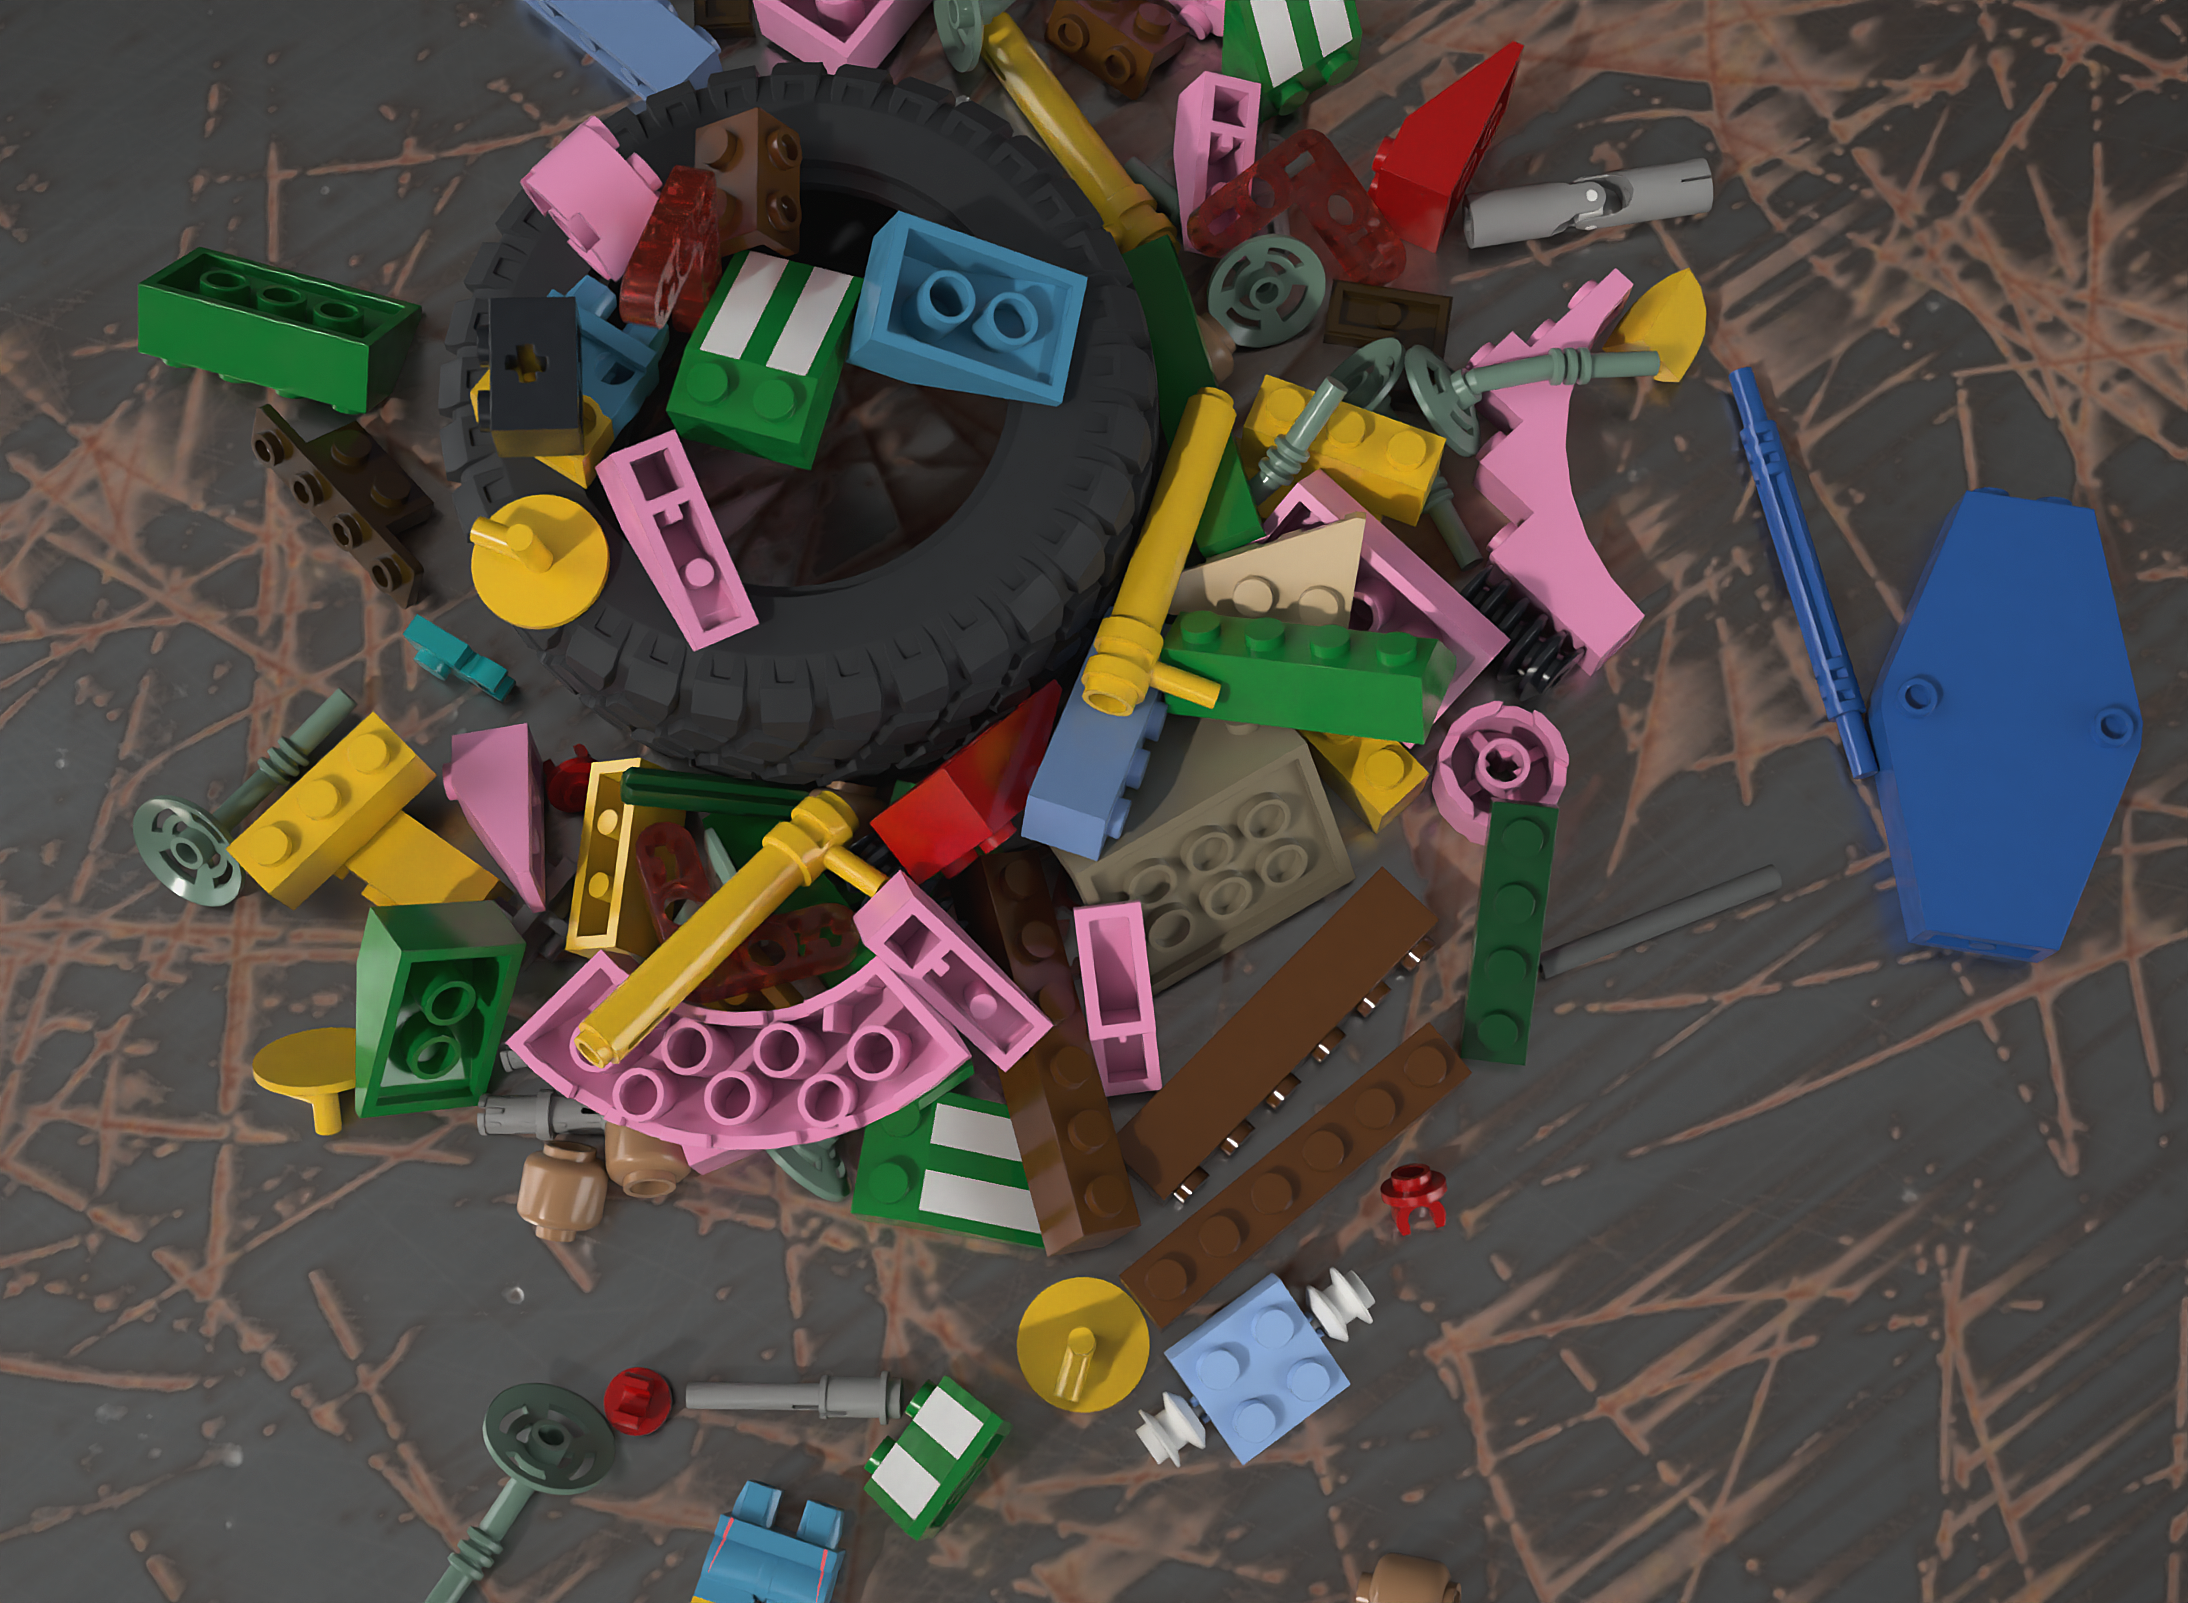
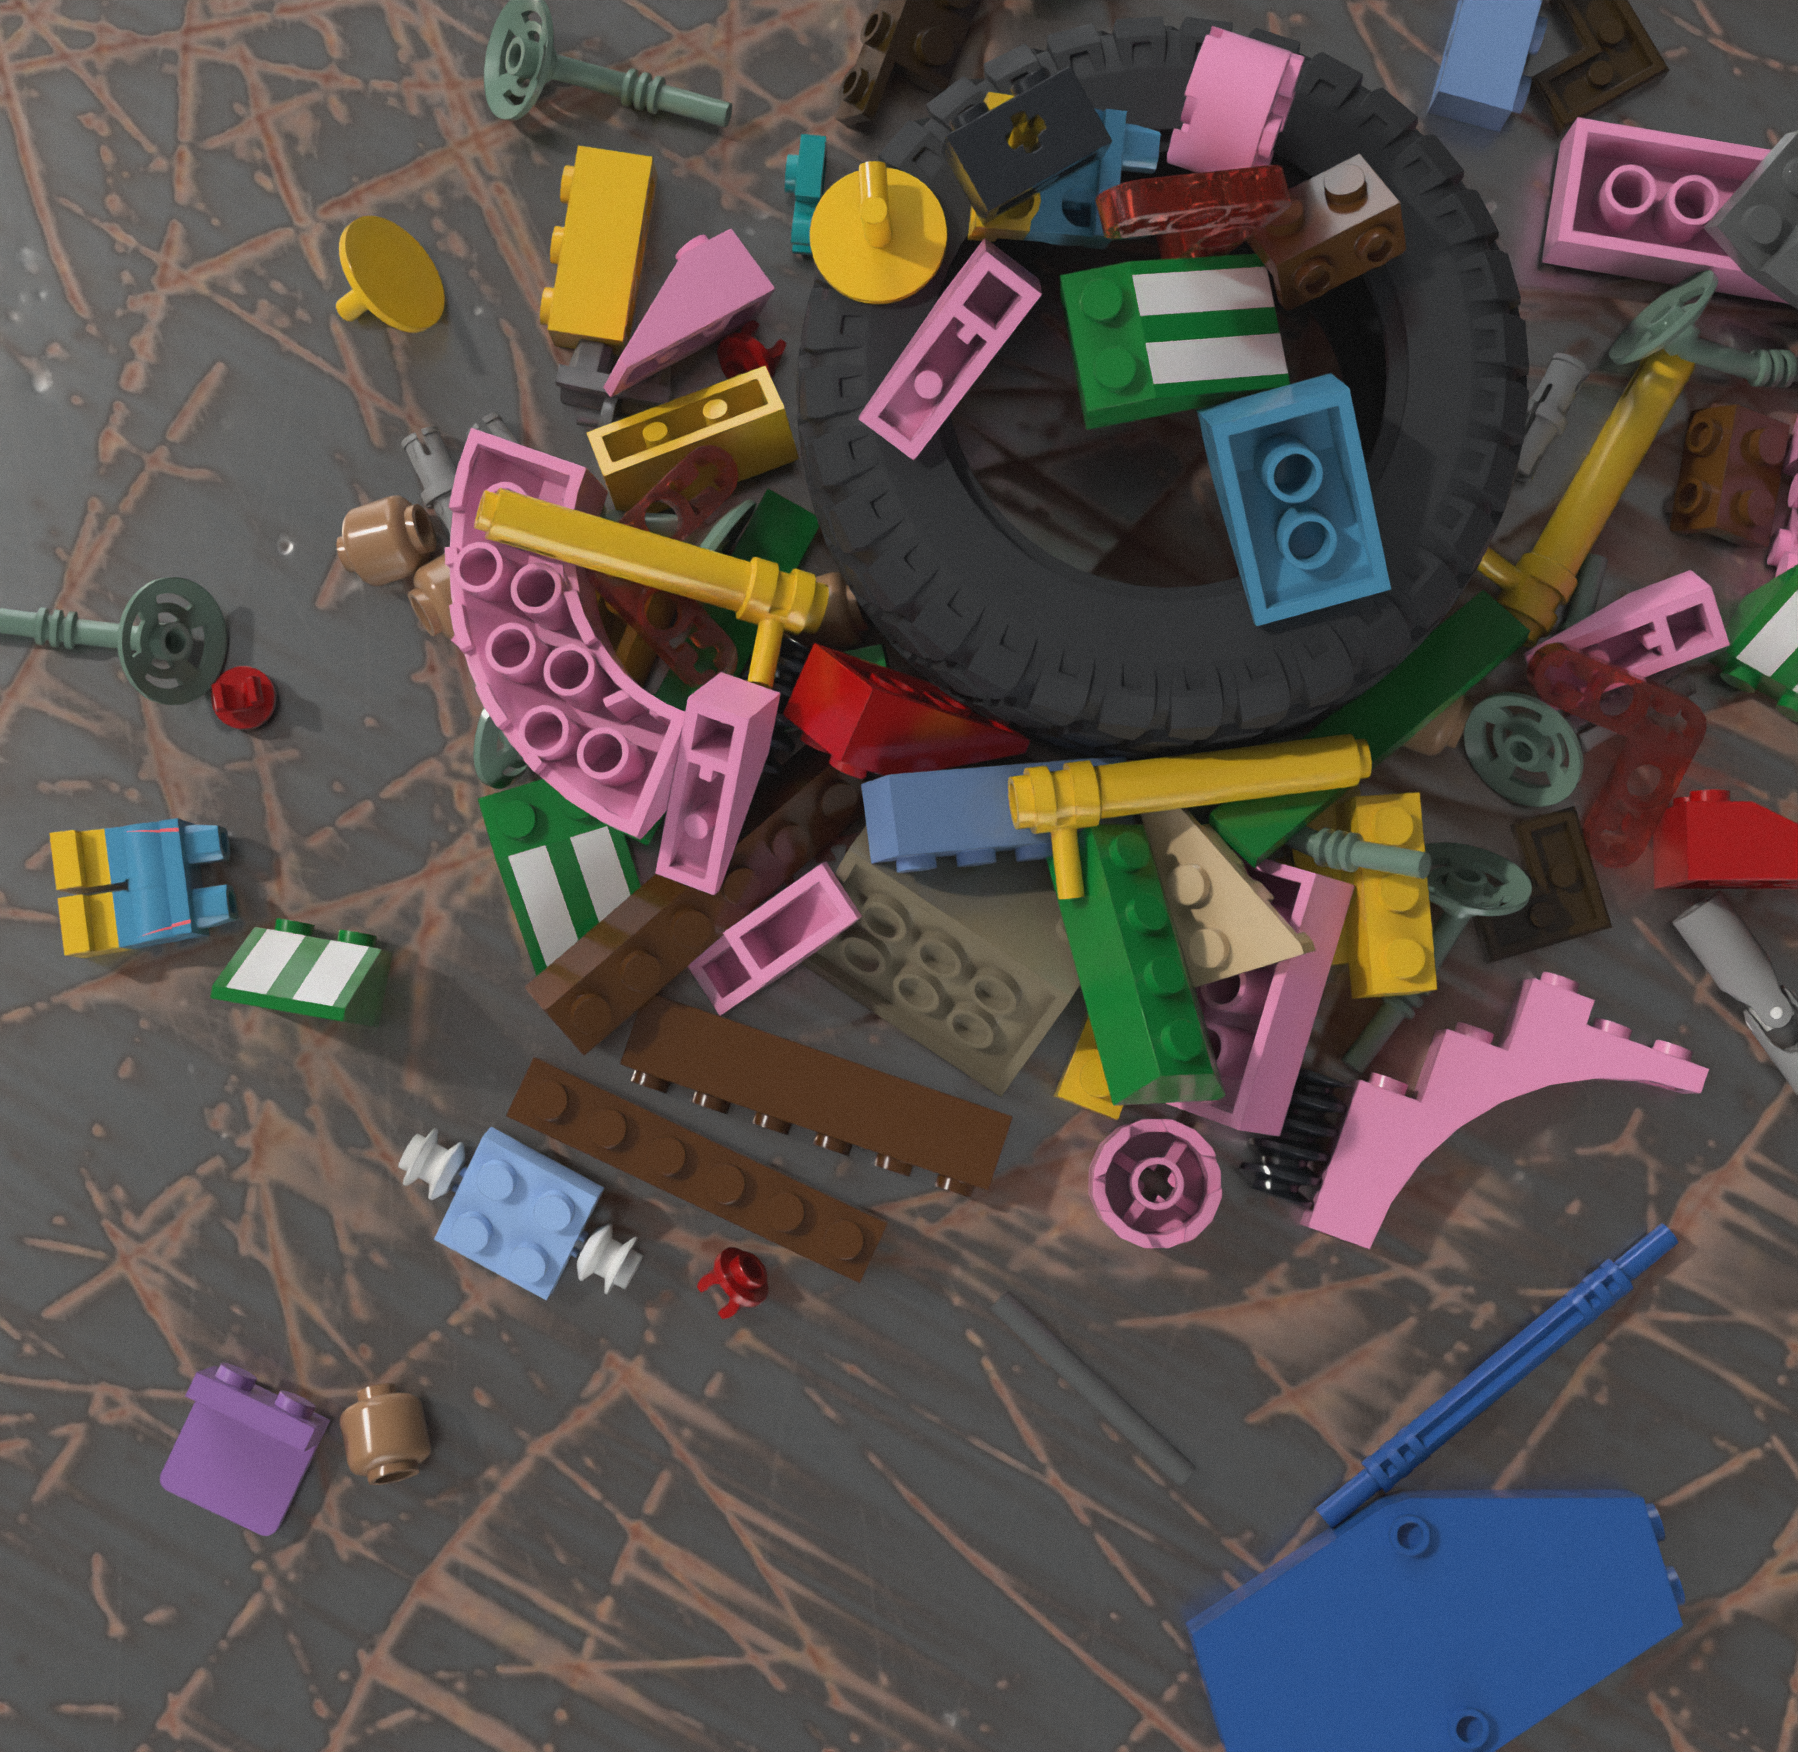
camera: 60 degrees right, 10 degrees up
(331, 812) = (603, 164): yellow brick -> none
(431, 1004) = (481, 343): green slope -> none
(710, 793) = (784, 486): dark green axle -> none
(833, 1396) = (324, 860): light grey pin -> none
(1083, 1344) = (472, 1052): yellow shield -> none
(1455, 393) = (1509, 980): sand green dish -> none
(1508, 931) = (1009, 1256): dark green plate -> none
(1664, 320) = (1678, 1139): yellow brick -> none

